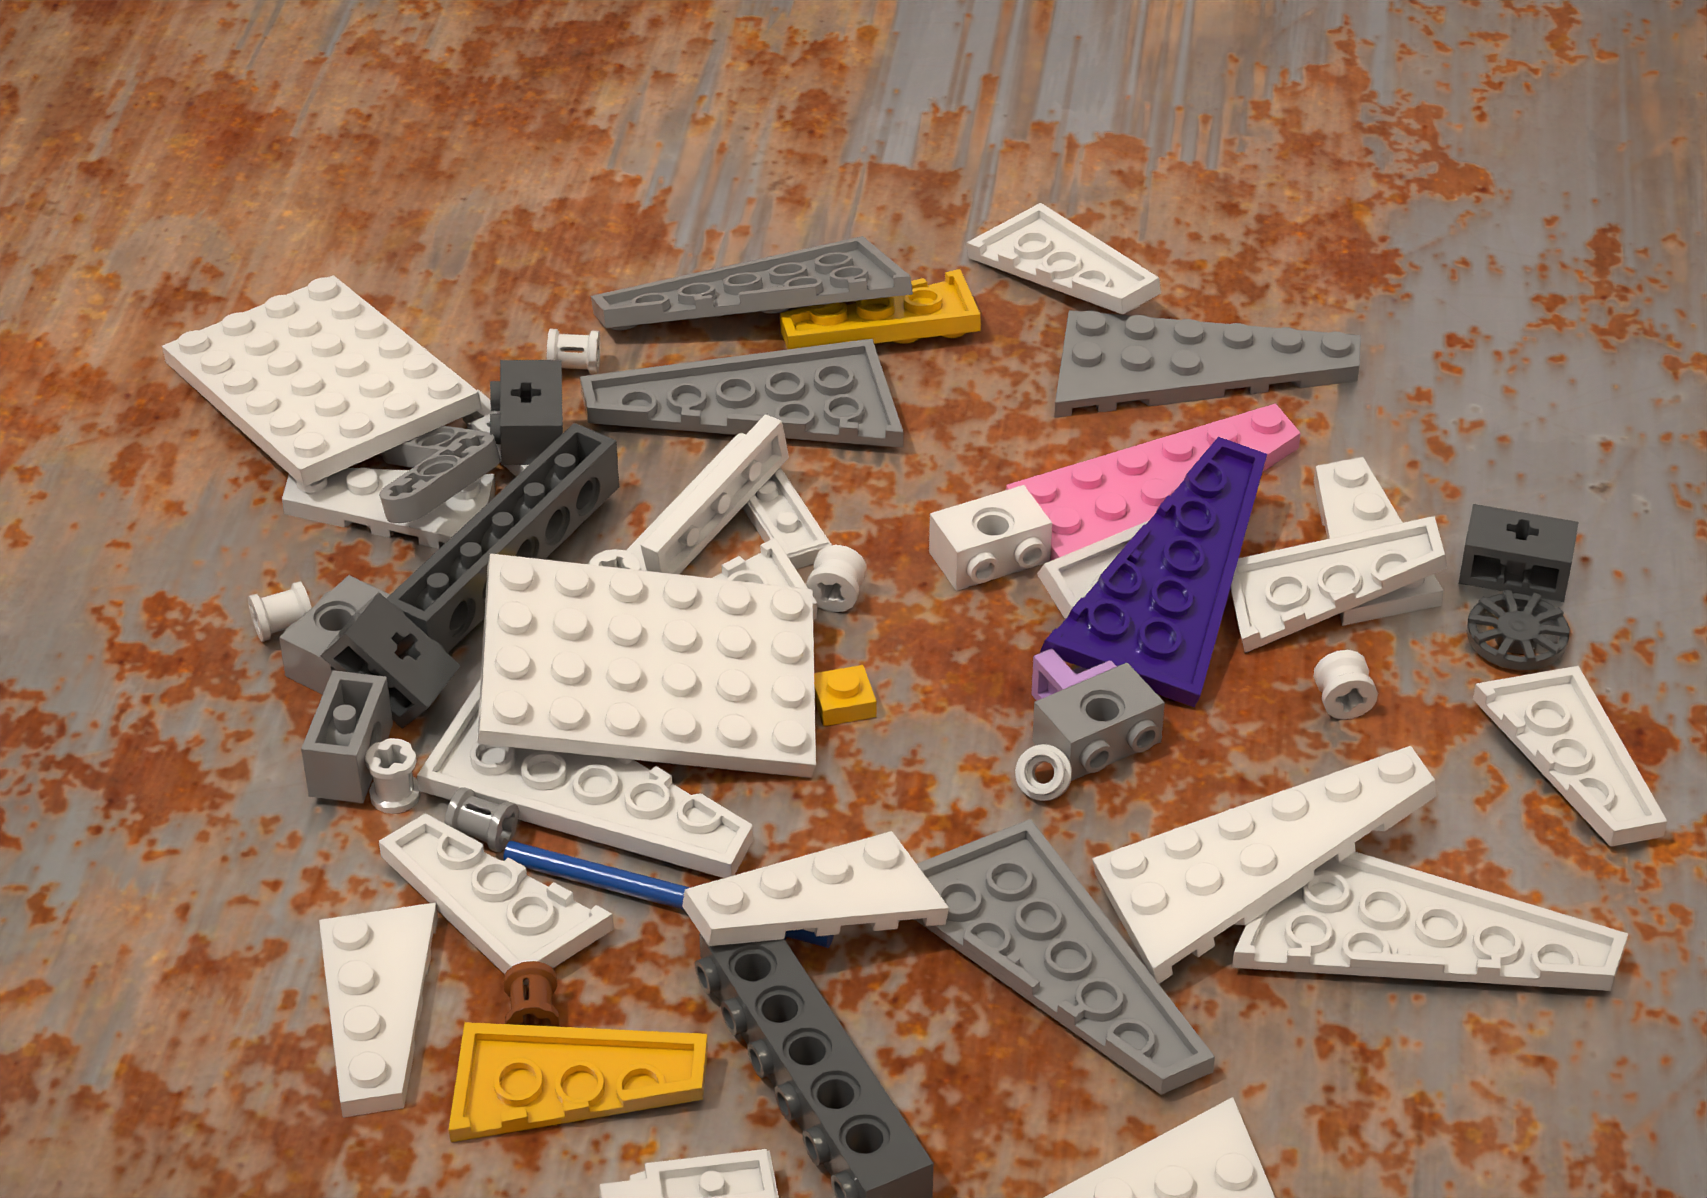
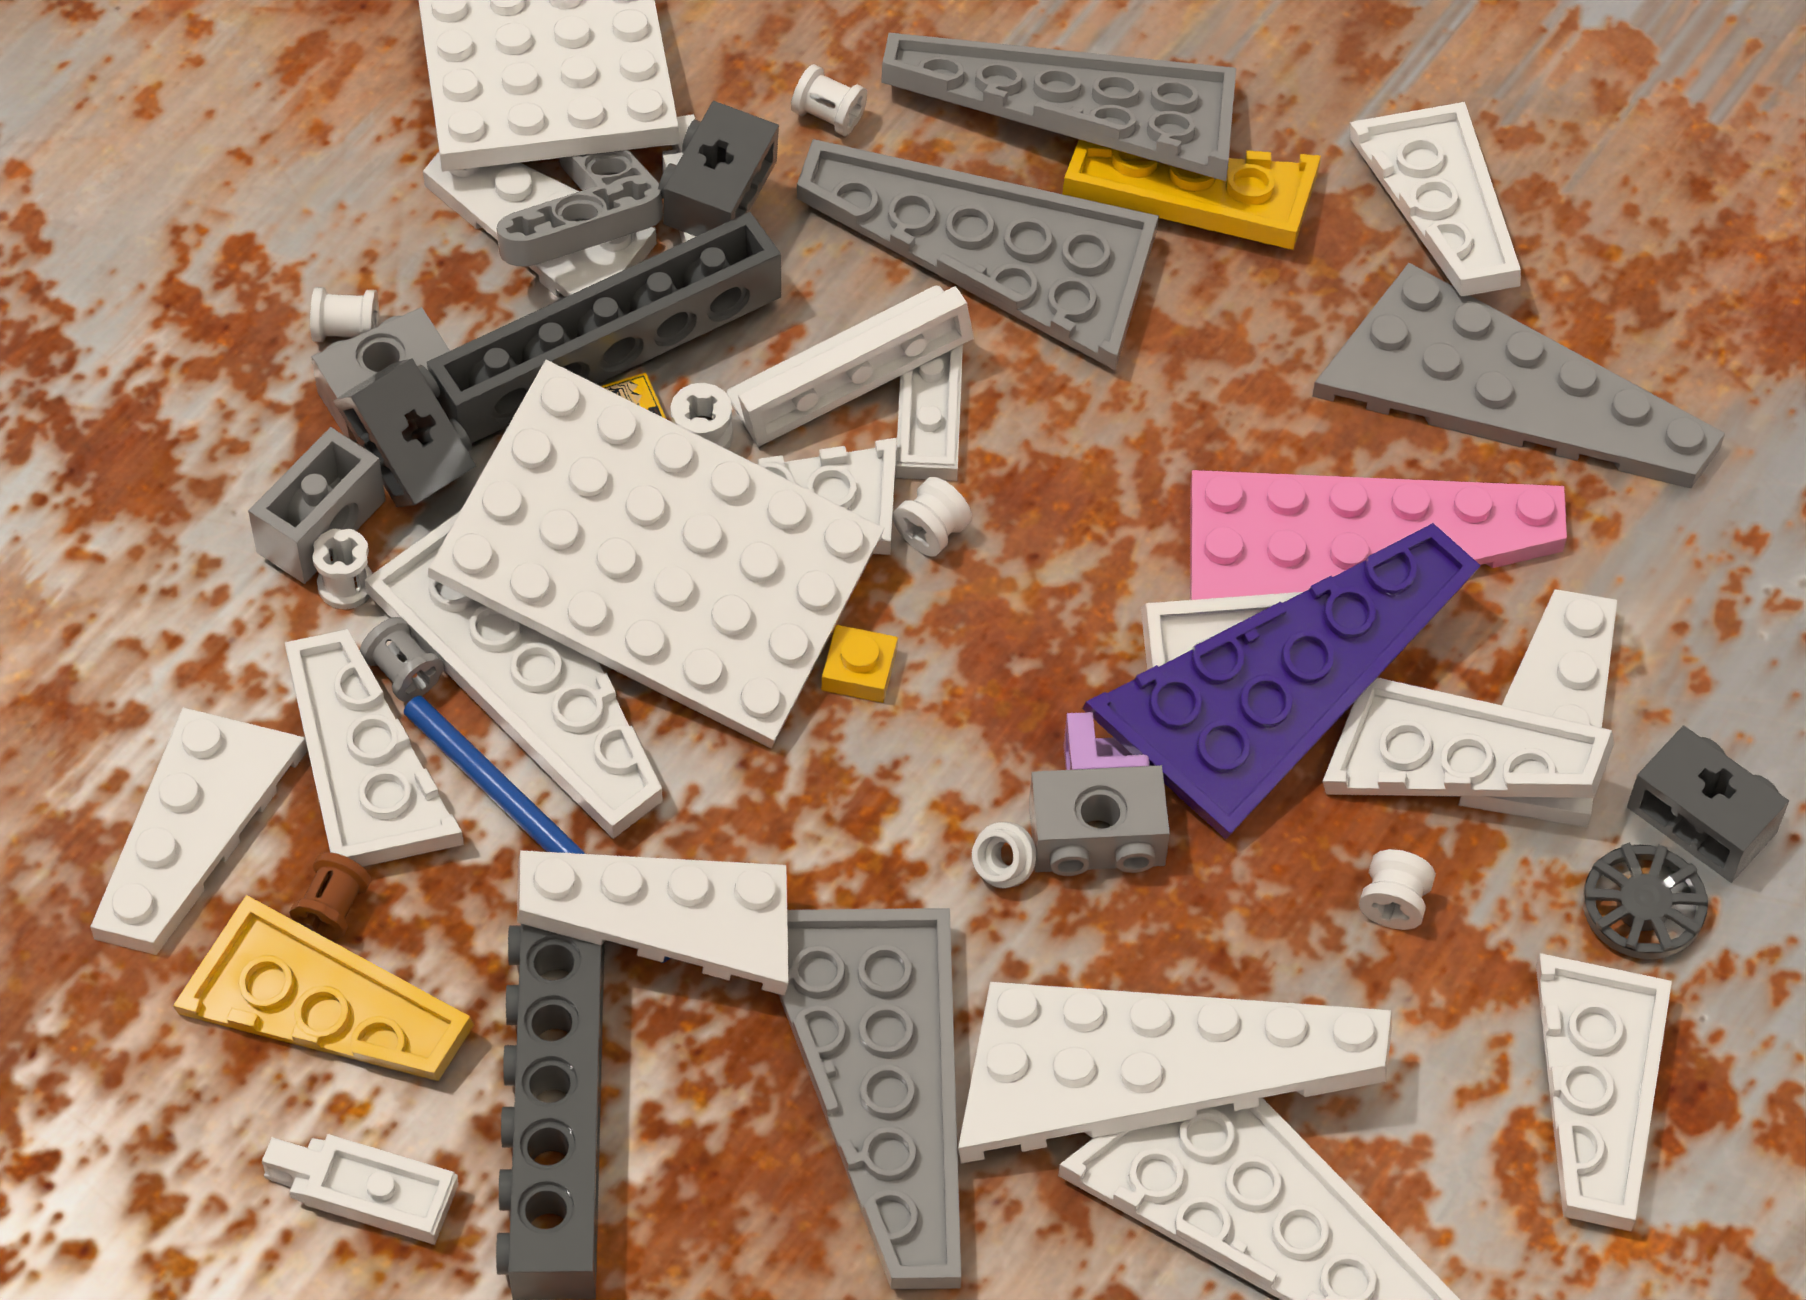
camera: 25 degrees right, 15 degrees up
(990, 537) = (1153, 515): white brick -> none

